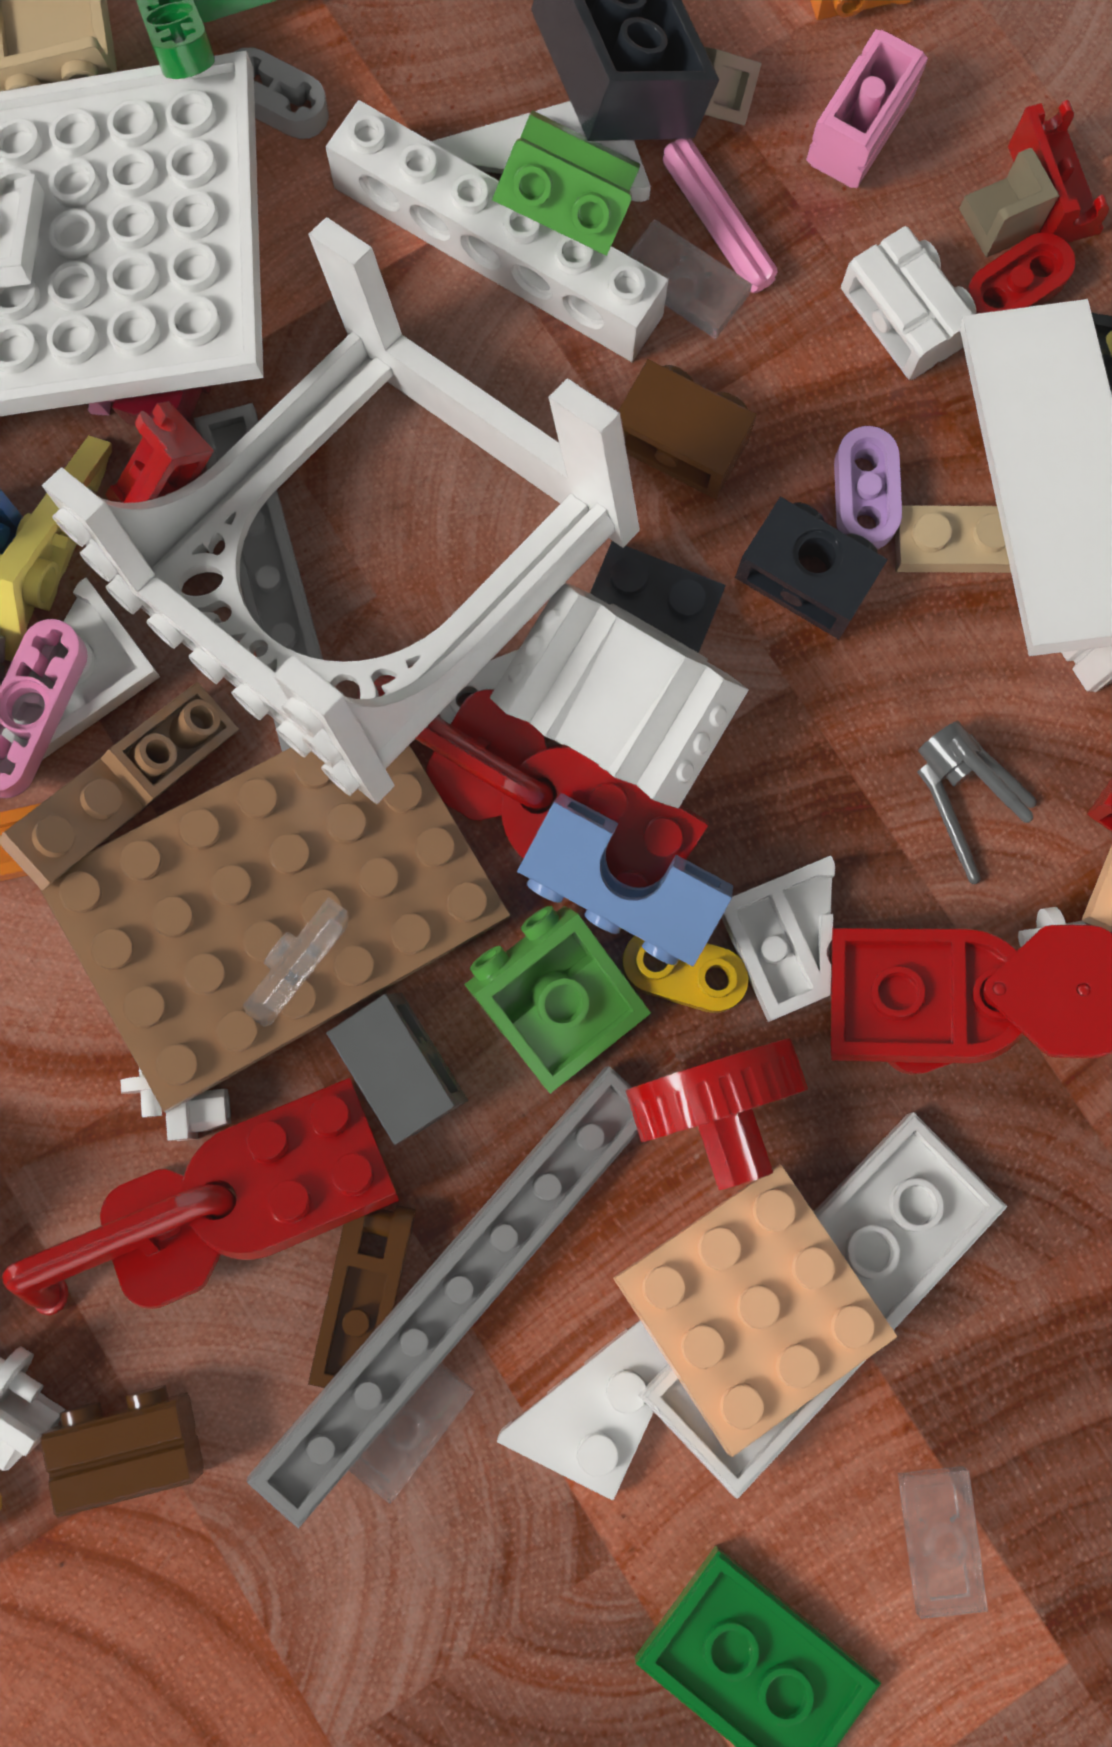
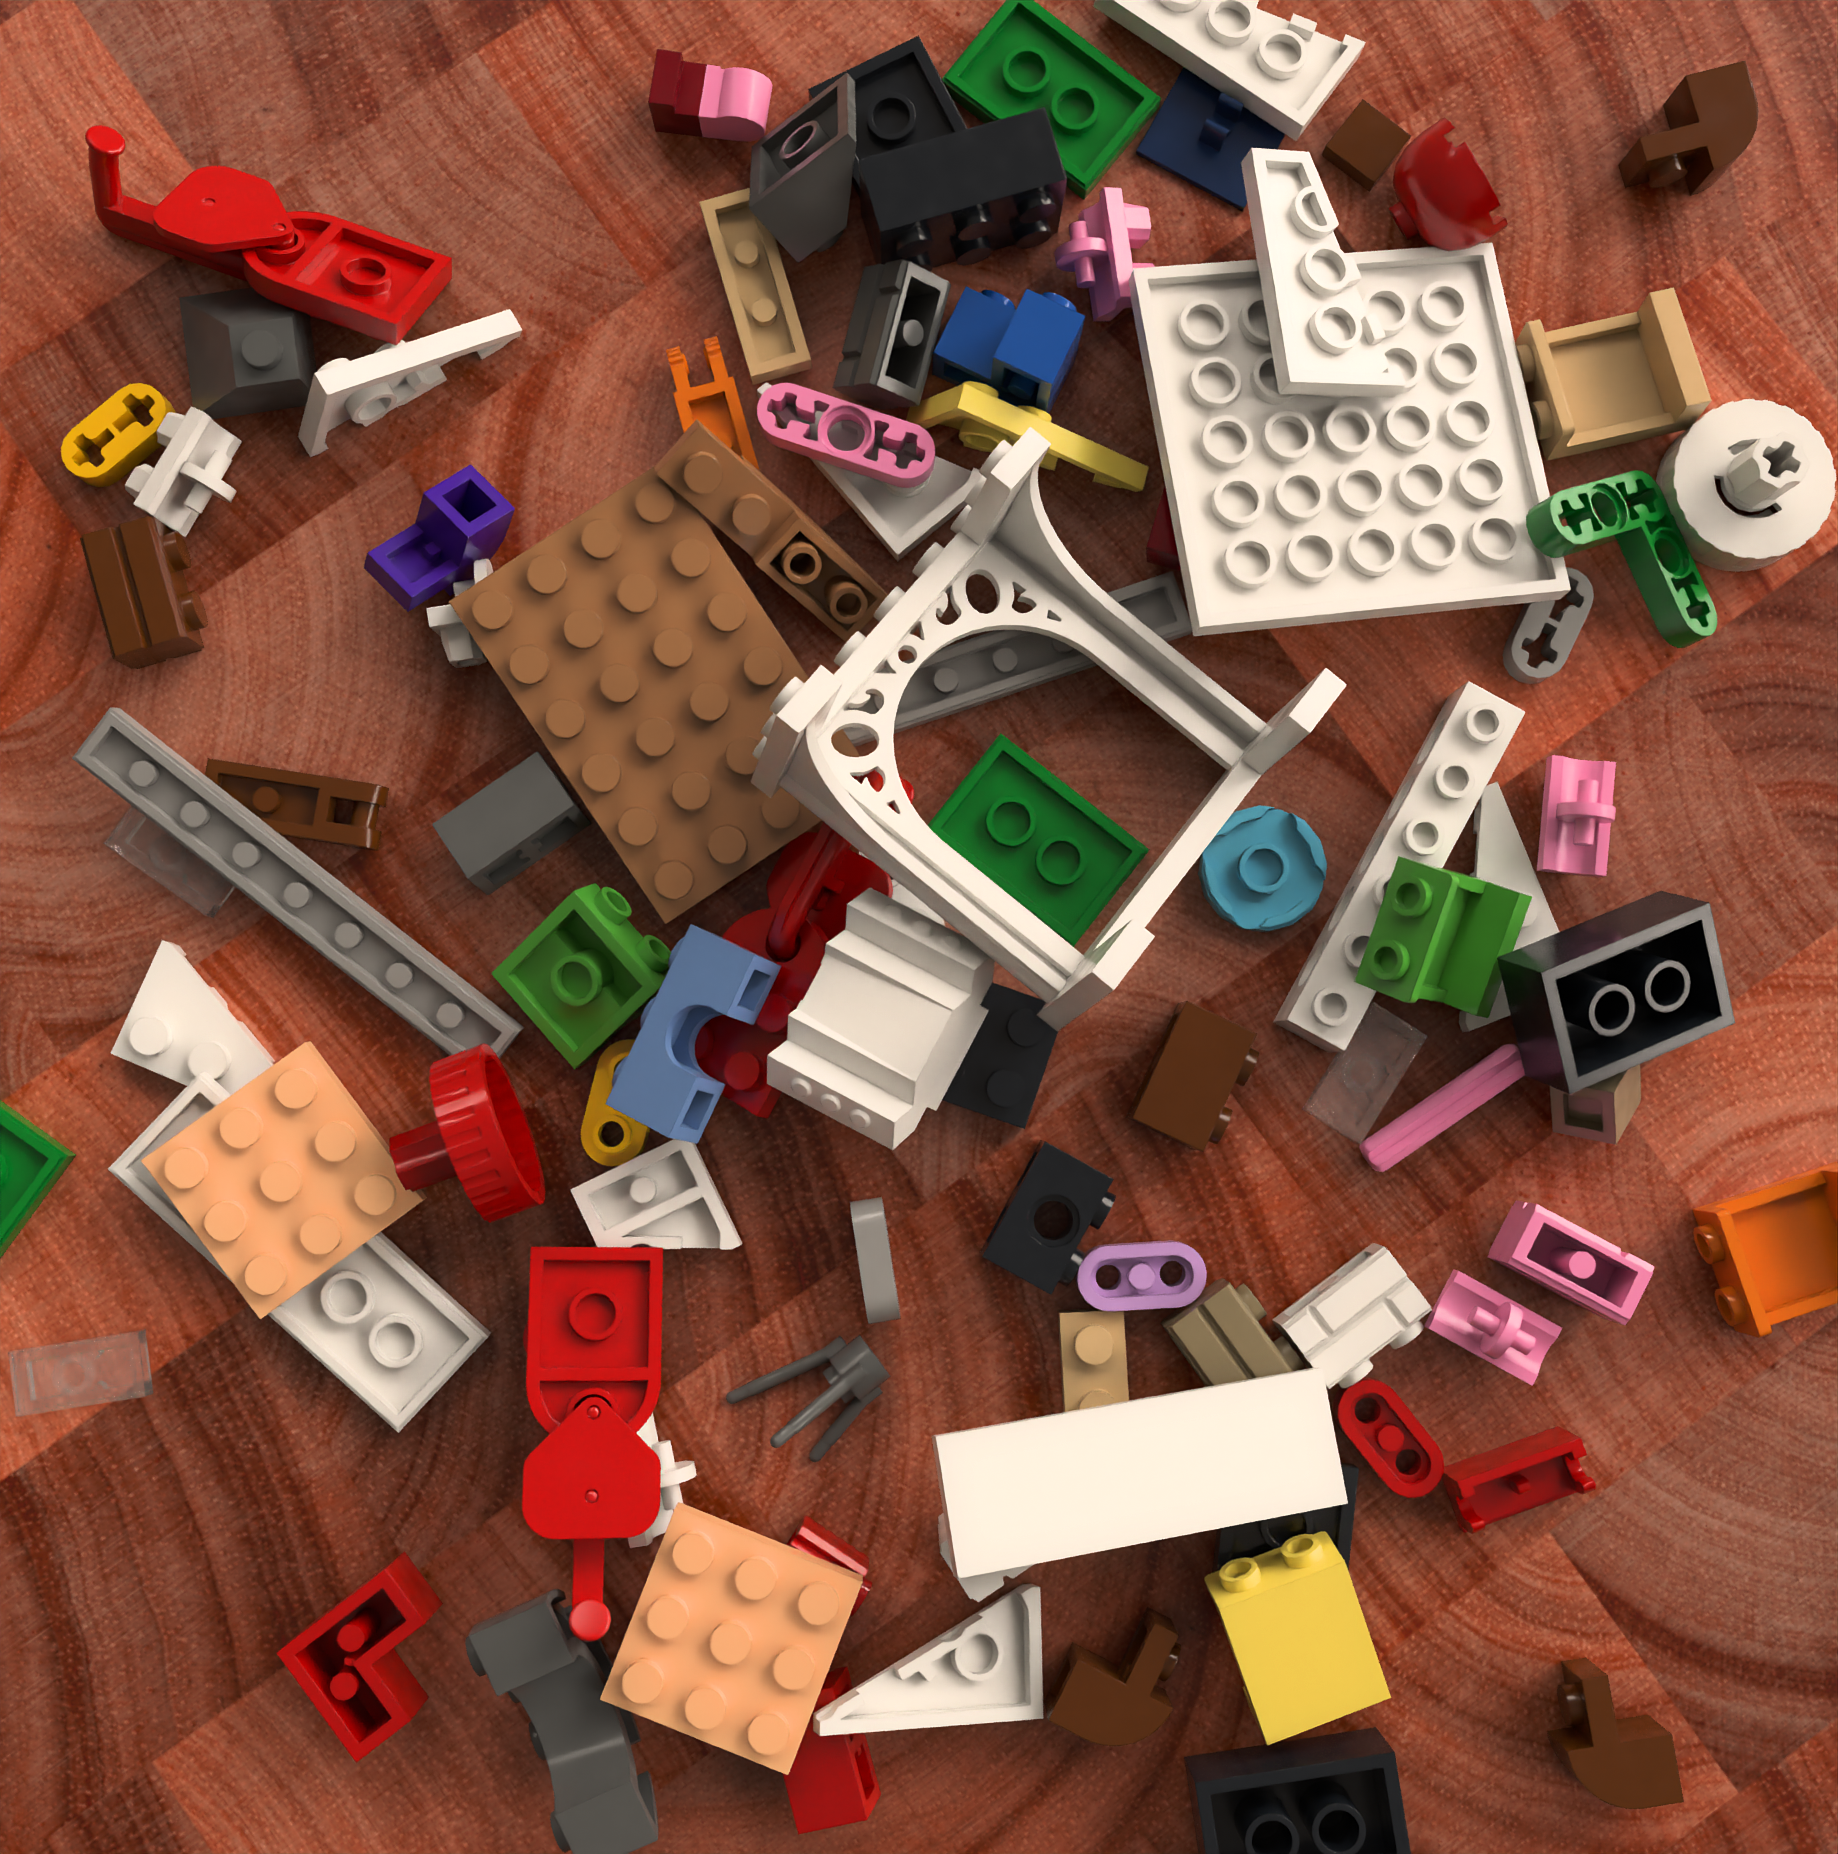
camera: 85 degrees right, 5 degrees up
(90, 1115) = (454, 527): none -> dark purple brick
(165, 458) = (1098, 537): red hinge -> none
(165, 1231) = (400, 728): red plate -> none
(294, 961) = (591, 712): clear plate -> none
(440, 554) = (1037, 839): none -> green tile
(458, 75) = (1576, 816): none -> bright pink hips
(493, 350) = (1263, 869): none -> medium azure tile
(848, 729) = (875, 1260): none -> light grey beam
(921, 181) = (1492, 1326): none -> bright pink hips
(930, 413) = (1224, 1339): none -> dark tan brick
(1011, 207) = (1475, 1424): dark tan panel -> none

